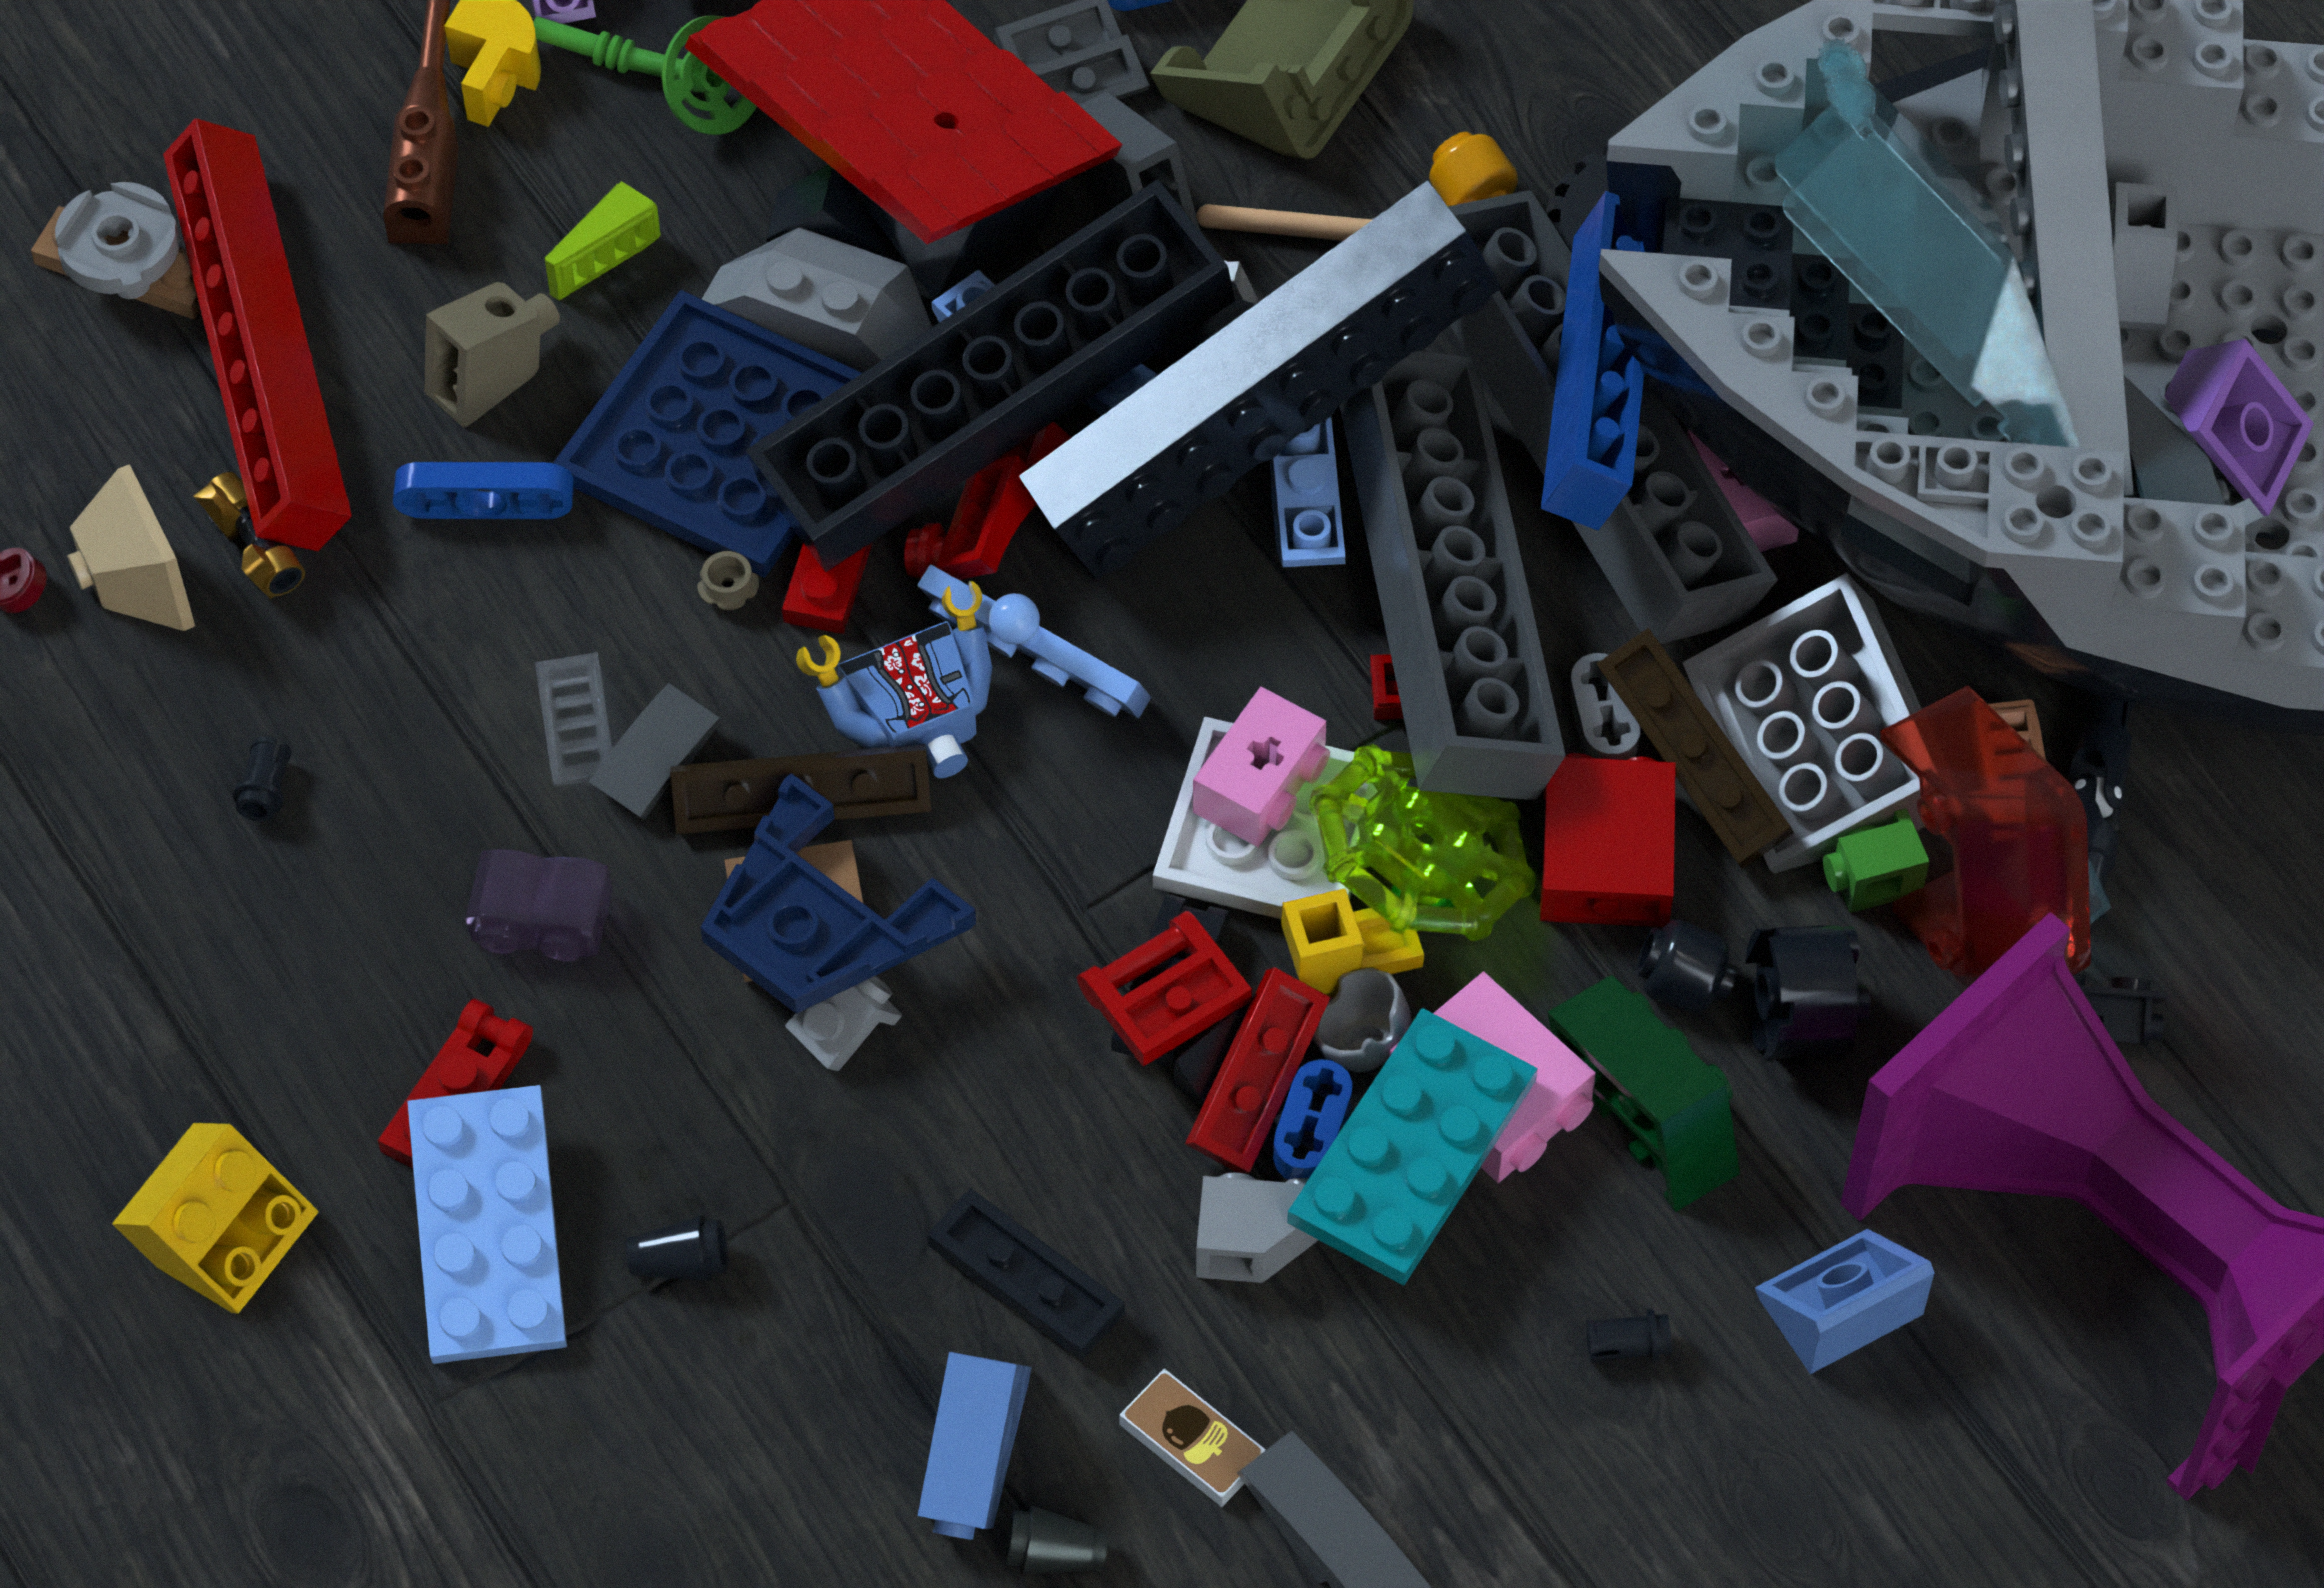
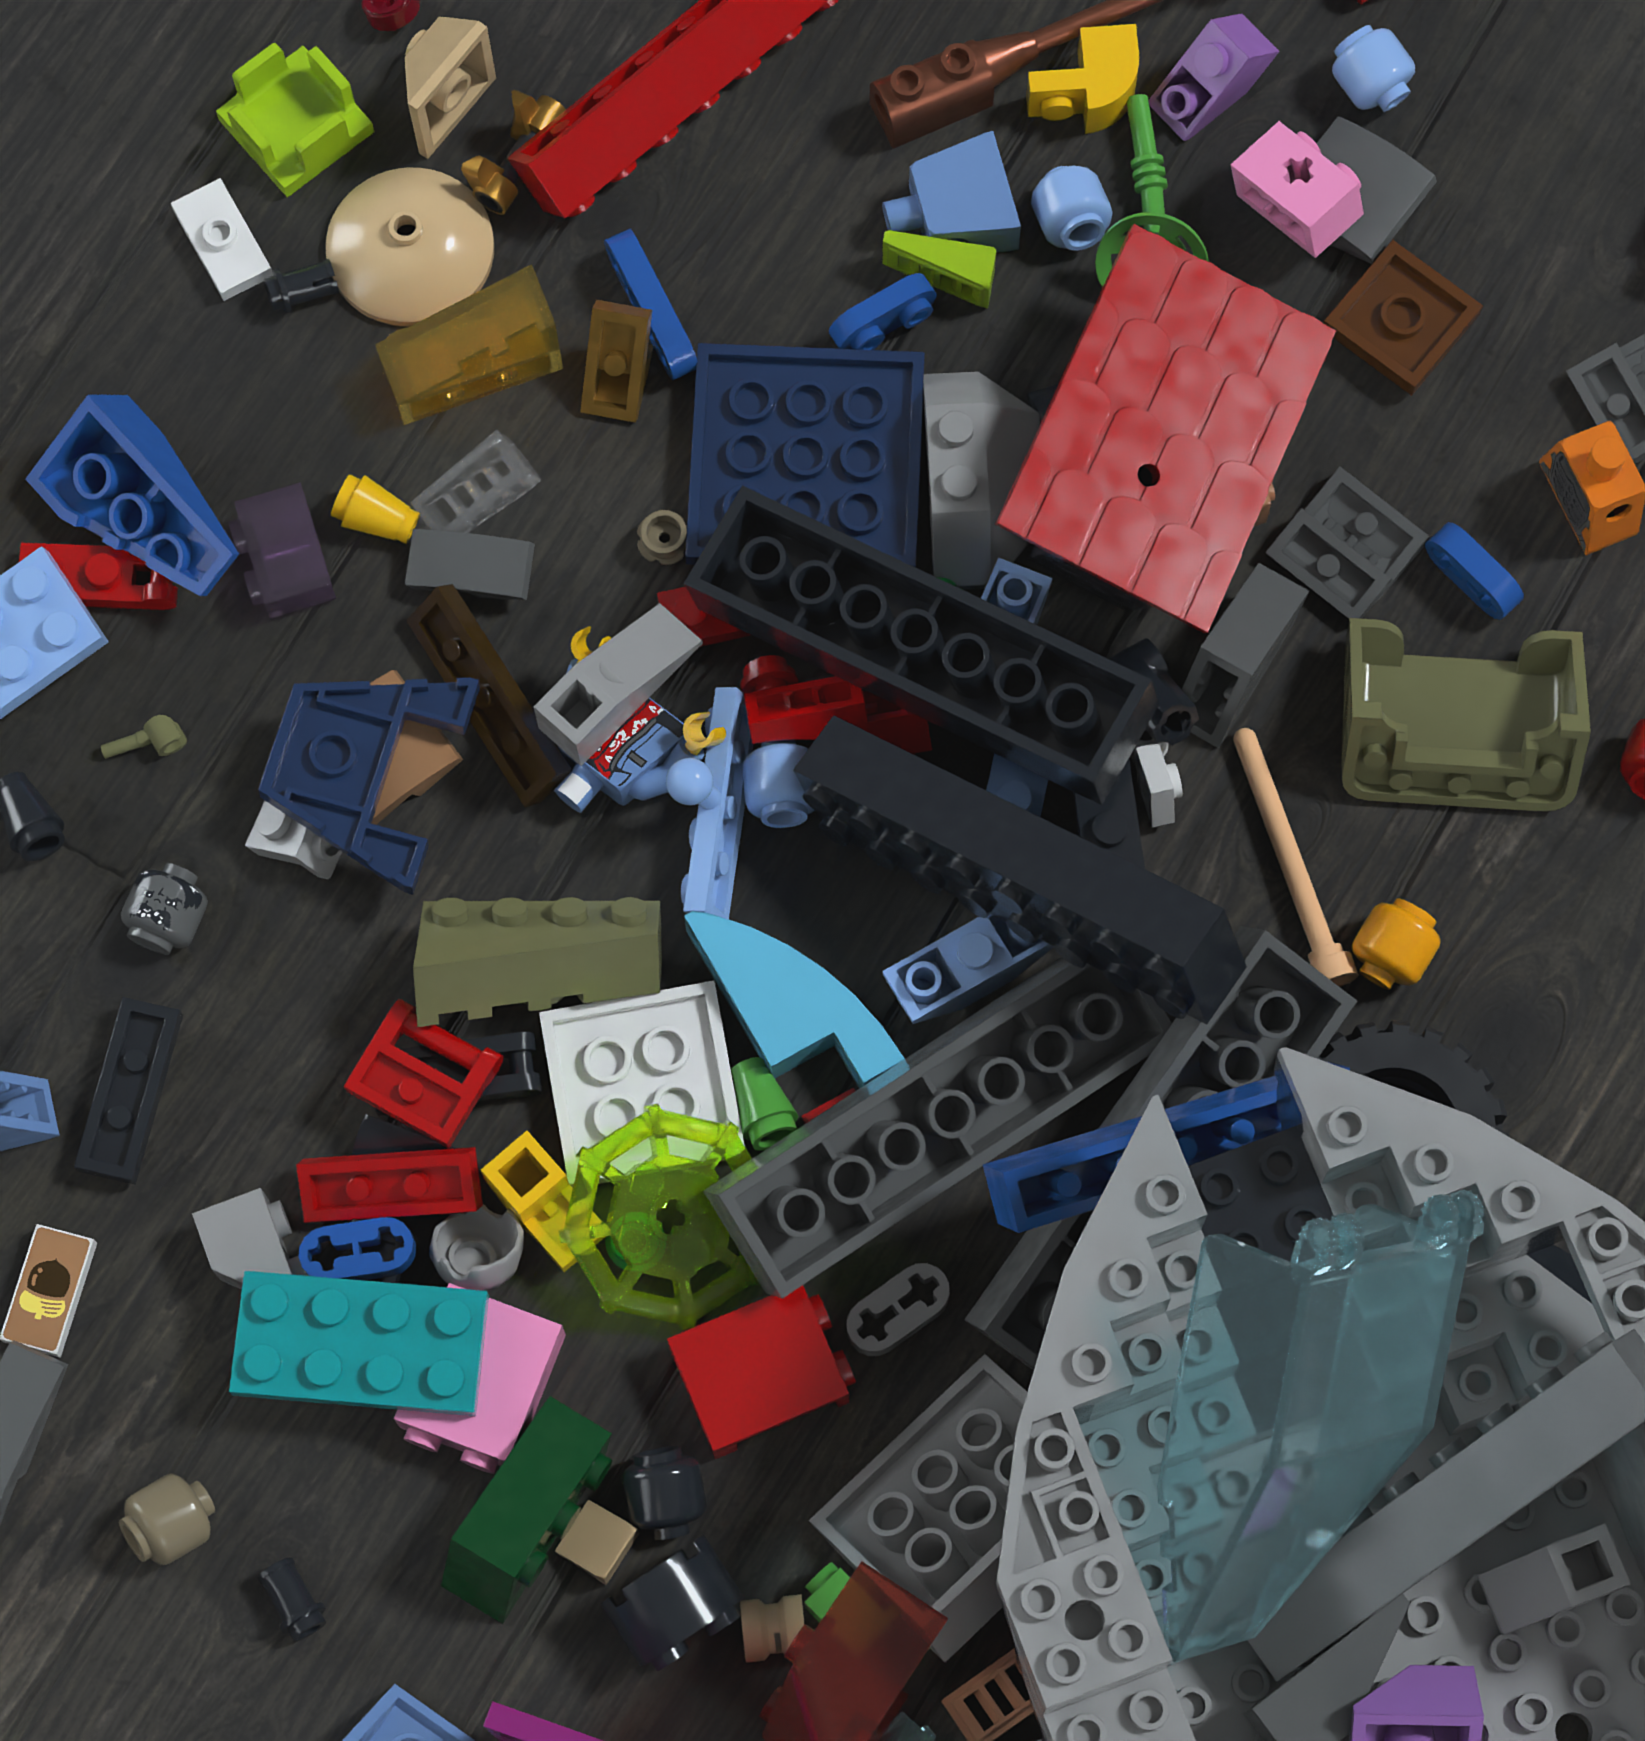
camera: 65 degrees right, 15 degrees up
(76, 710) = (293, 115): none -> lime panel
(163, 832) = (222, 239): none -> white plate
(300, 696) = (417, 274): none -> tan dish
(394, 1006) = (129, 487): none -> blue wedge
(435, 645) = (472, 348): none -> clear yellow wedge
(483, 348) = (782, 232): dark tan torso -> none
(526, 537) = (617, 361): none -> pearl gold slope
(542, 196) = (959, 197): none -> medium blue torso
(544, 811) = (373, 510): none -> yellow cone
(611, 118) = (1071, 207): none -> light blue head
(622, 328) = (899, 305): none -> blue plate
(663, 1095) = (158, 730): none -> olive hand
(853, 1164) = (164, 909): none -> dark grey head
(876, 651) = (614, 682): none -> light grey slope
(1045, 574) = (772, 786): none -> light blue head
(1093, 847) = (533, 953): none -> olive wedge
(1261, 767) = (639, 1036): bright pink brick -> none
(1265, 648) = (789, 1001): none -> medium azure slope
(1358, 726) = (762, 1105): none -> bright green cone
(1493, 1412) = (167, 1519): none -> dark tan head
(1703, 755) = (879, 1403): dark brown plate -> none
(1716, 1038) = (597, 1541): none -> tan slope
(1875, 921) = (770, 1626): none -> tan wheel

